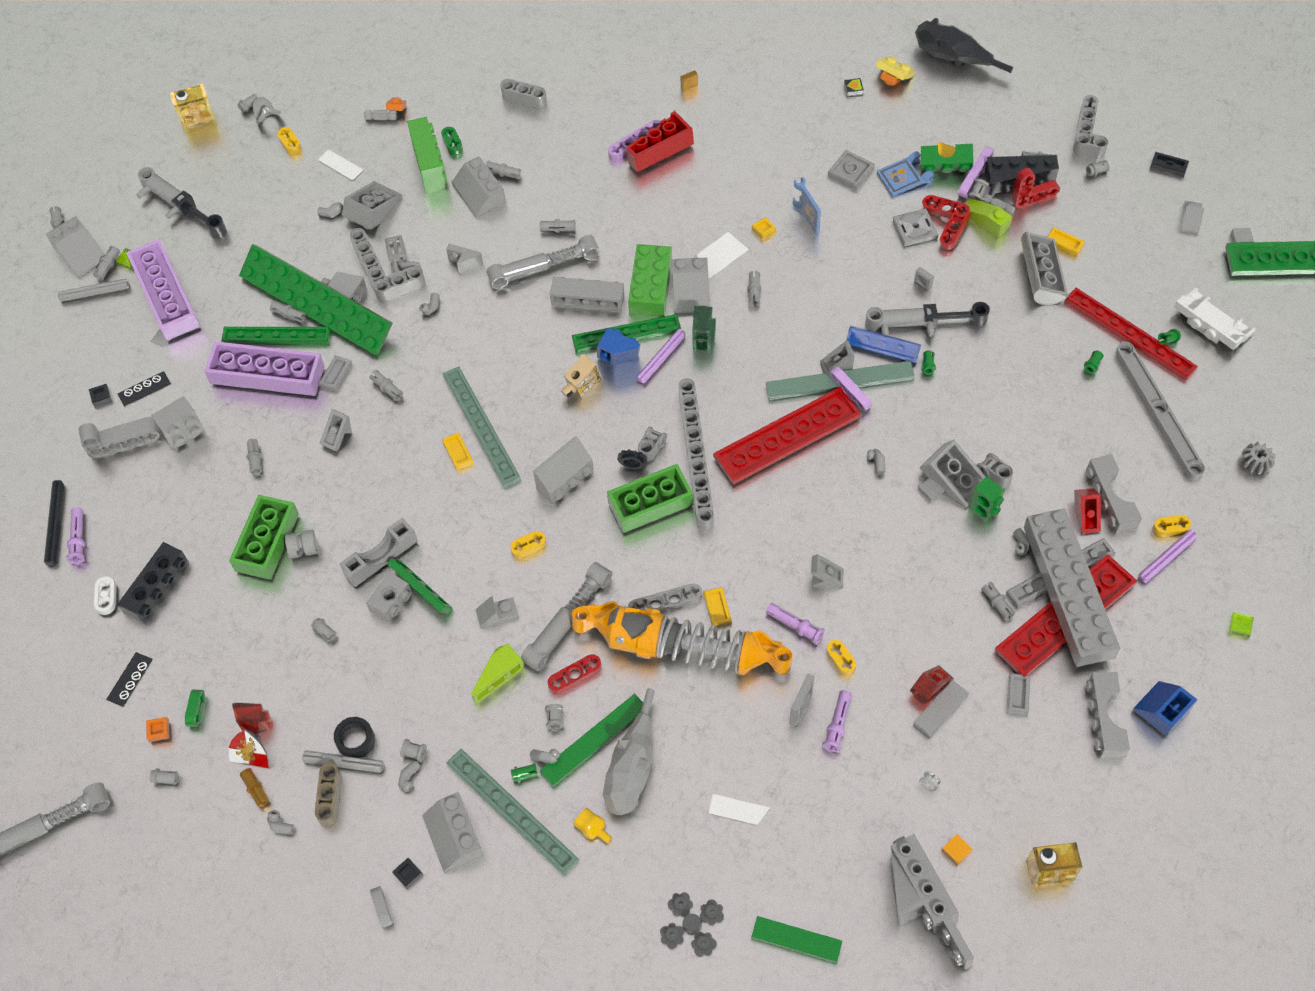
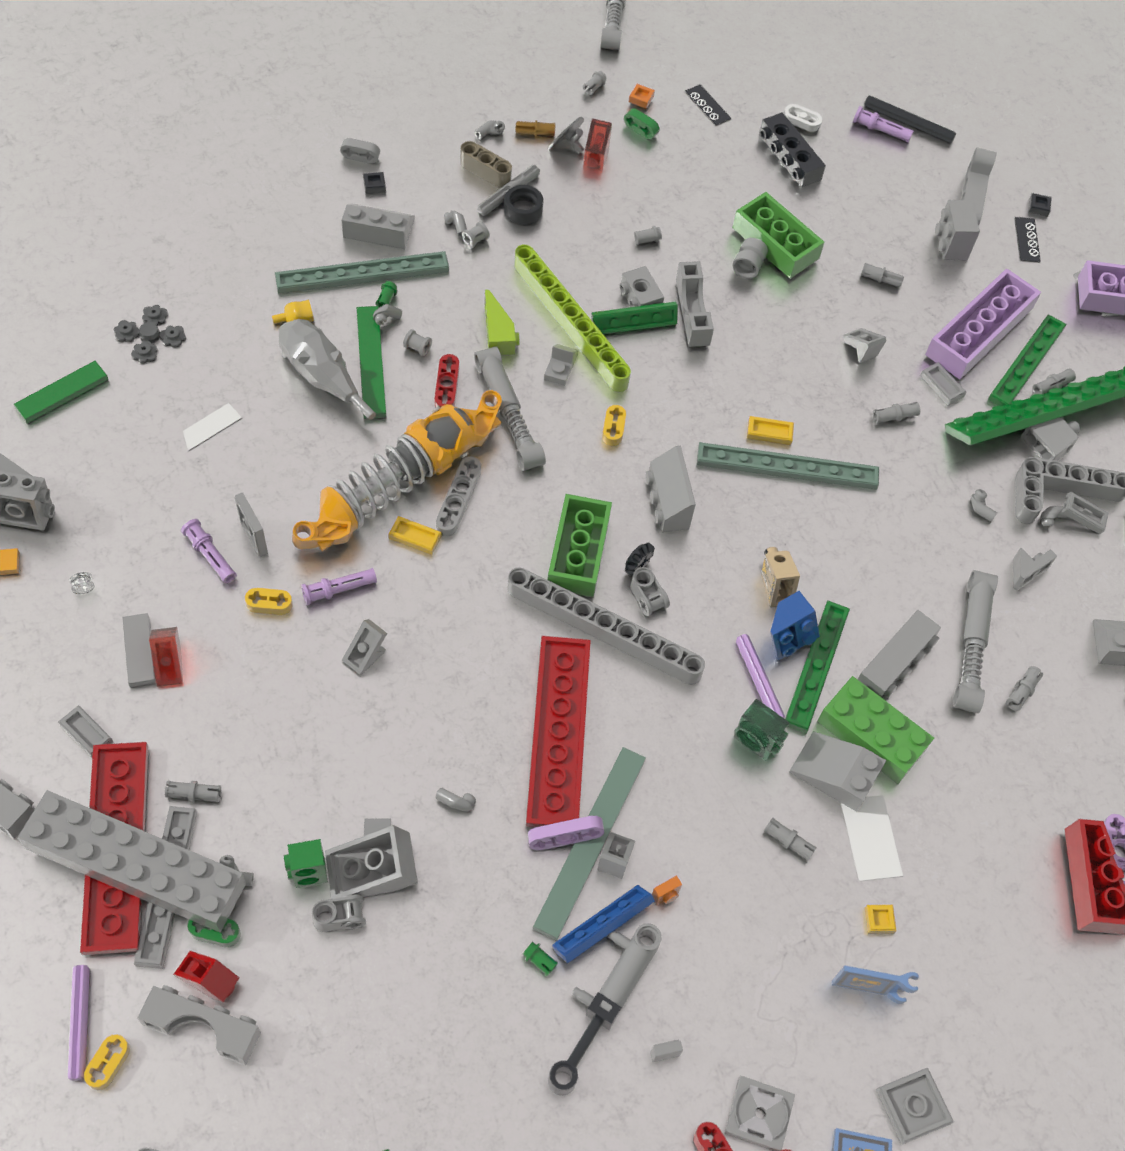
camera: 115 degrees right, 0 degrees up
(449, 638) = (572, 318): none -> lime beam
(838, 325) = (667, 891): none -> orange plate

